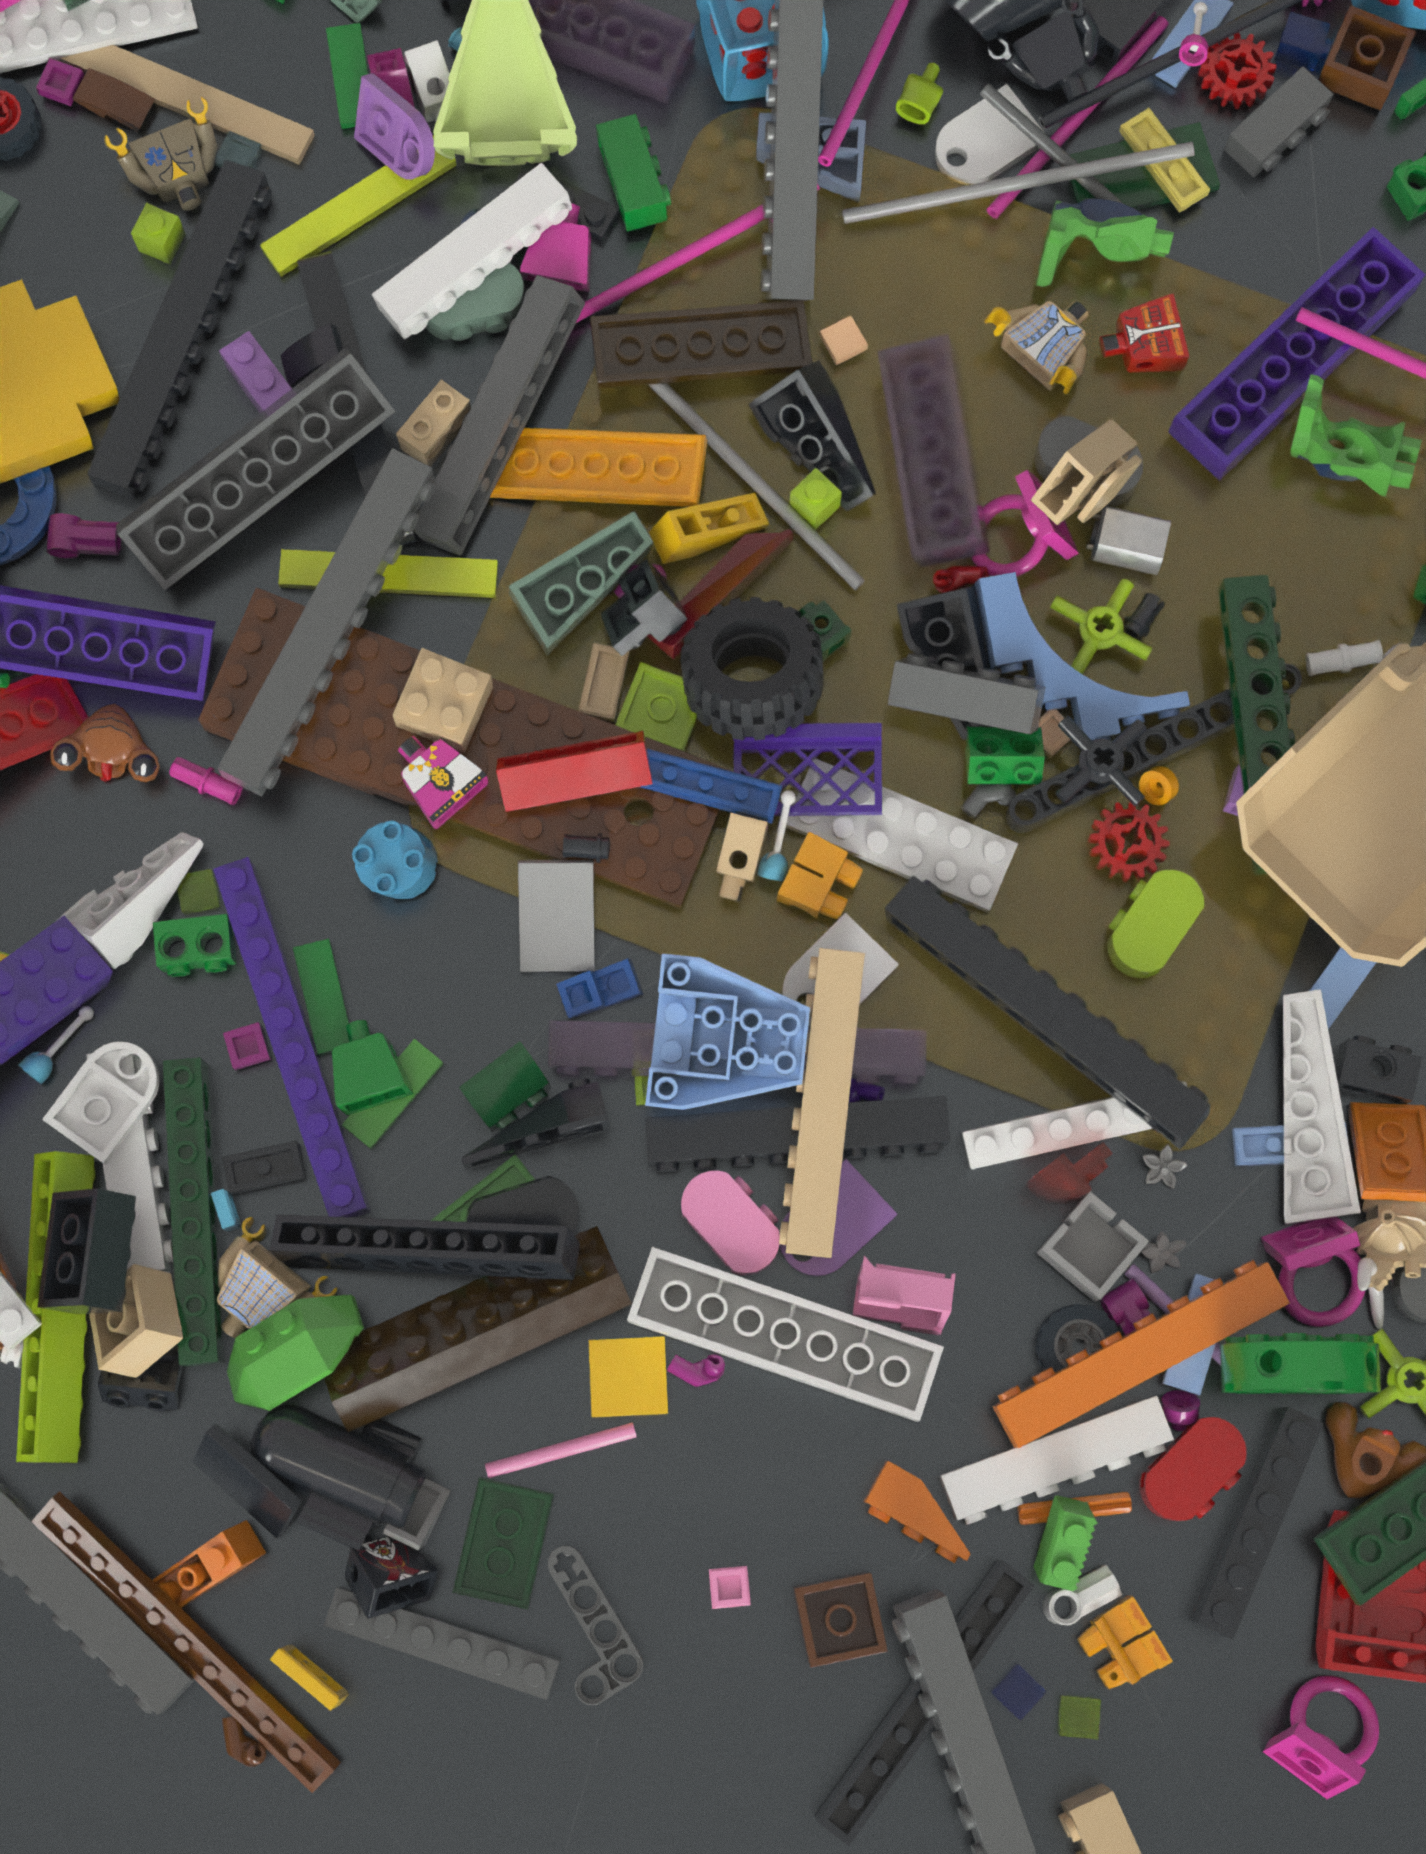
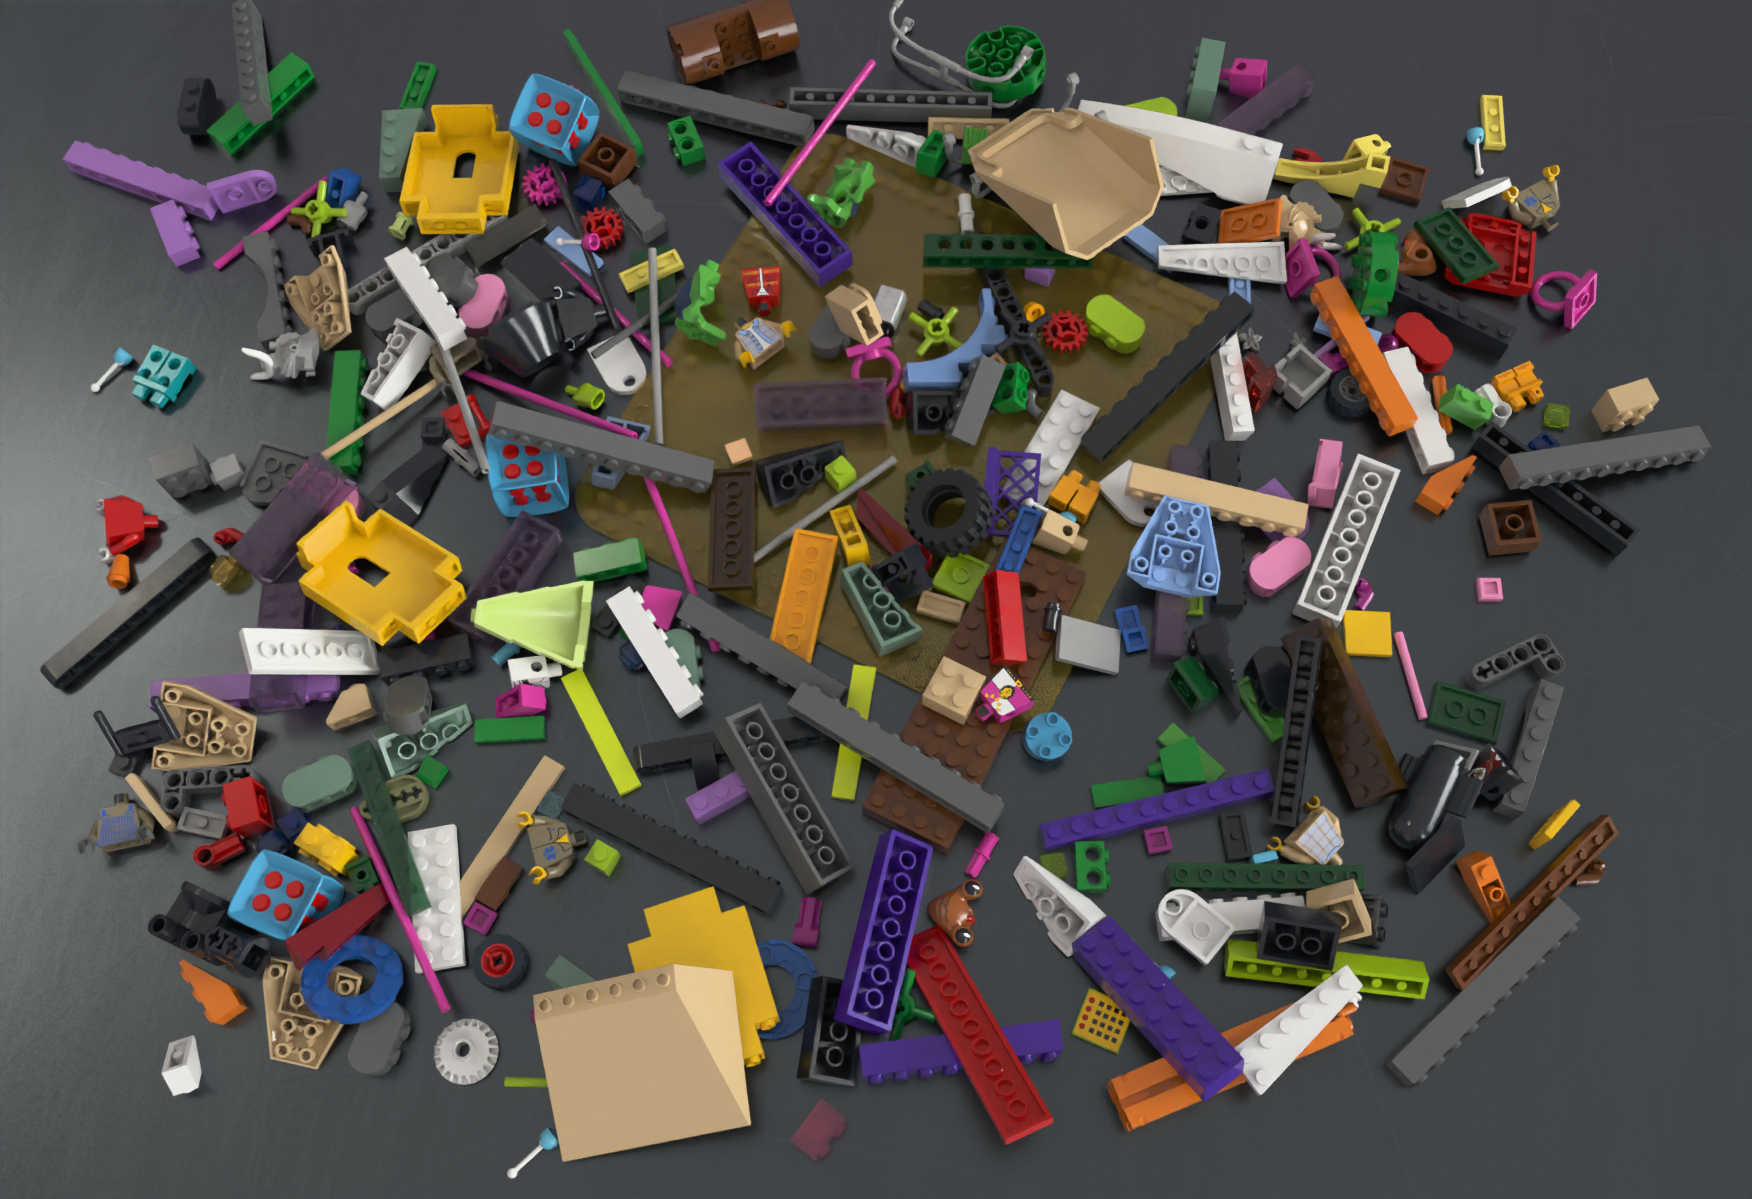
camera: 80 degrees left, 10 degrees down
(292, 1350) = (1360, 818): bright green wedge -> none
(393, 129) = (560, 696): medium lavender tile -> none
(433, 424) = (759, 690): tan brick -> none

